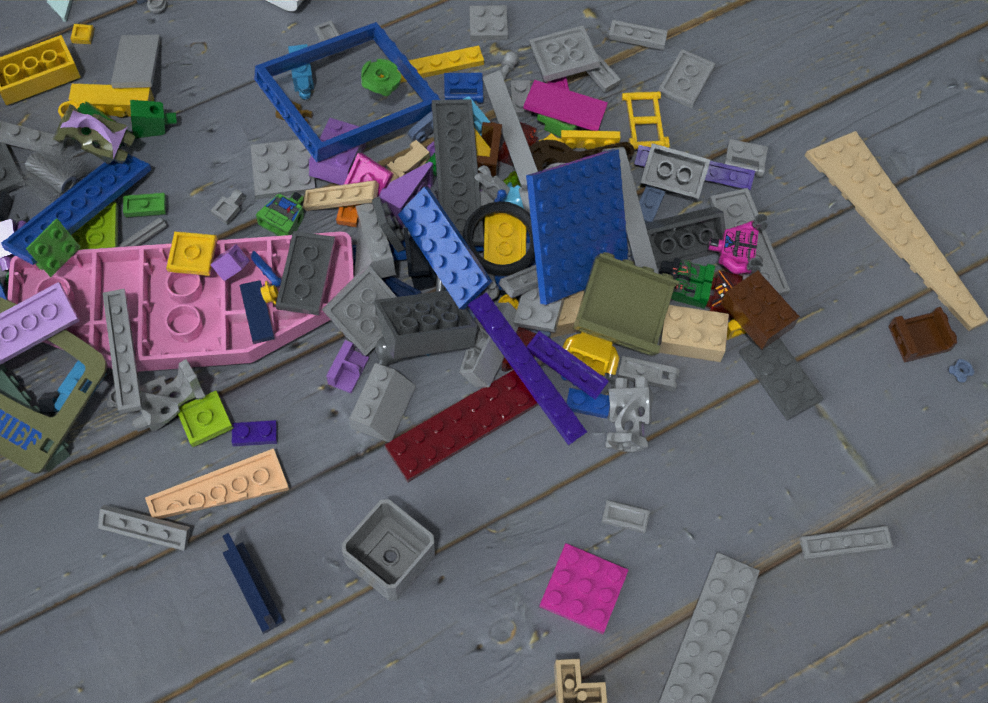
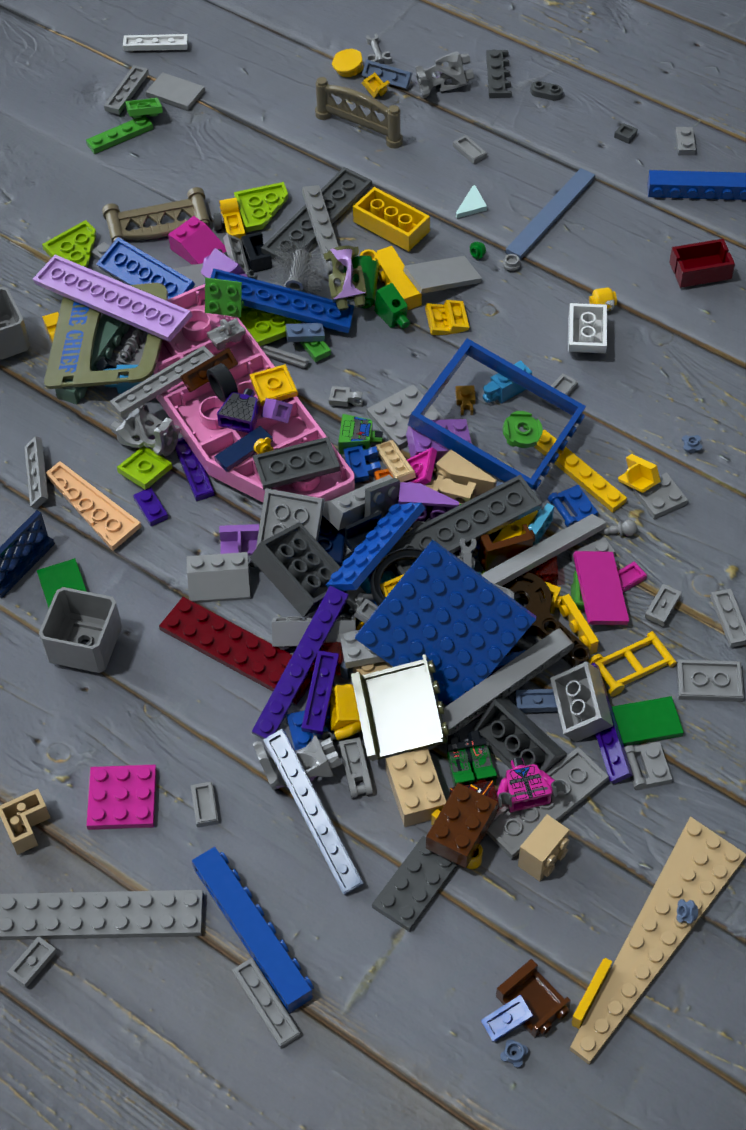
camera: 70 degrees right, 10 degrees down
(43, 366) = (133, 349): none -> light grey hinge
(82, 34) = (450, 233): yellow tile -> none
(101, 266) = (225, 333): none -> light grey hips
(120, 18) = (477, 250): none -> green plate
(130, 204) = (304, 332): none -> sand blue plate
(137, 301) = (198, 375): none -> reddish brown plate
(167, 293) = (221, 381): none -> black tyre
(186, 83) = (447, 318): none -> yellow slope
(212, 294) = (239, 411): none -> torso
(235, 376) = (193, 471): none -> dark purple tile
(267, 271) = (288, 432): blue piece -> none
(310, 224) = (356, 460): none -> blue plate
(310, 555) = (60, 575): none -> green tile
(395, 144) = (462, 471): none -> tan slope
(464, 23) = (640, 474): none -> yellow panel
(564, 53) = (660, 564): light grey plate -> none
(684, 423) = (313, 812): none -> tile
(705, 135) = (647, 721): none -> green tile
(773, 524) = (253, 931): none -> blue brick
(800, 262) = (544, 848): none -> tan brick
(897, 185) = (687, 911): none -> sand blue plate
(933, 290) = (591, 993): none -> yellow tile
(935, 359) = (507, 1018): none -> plate

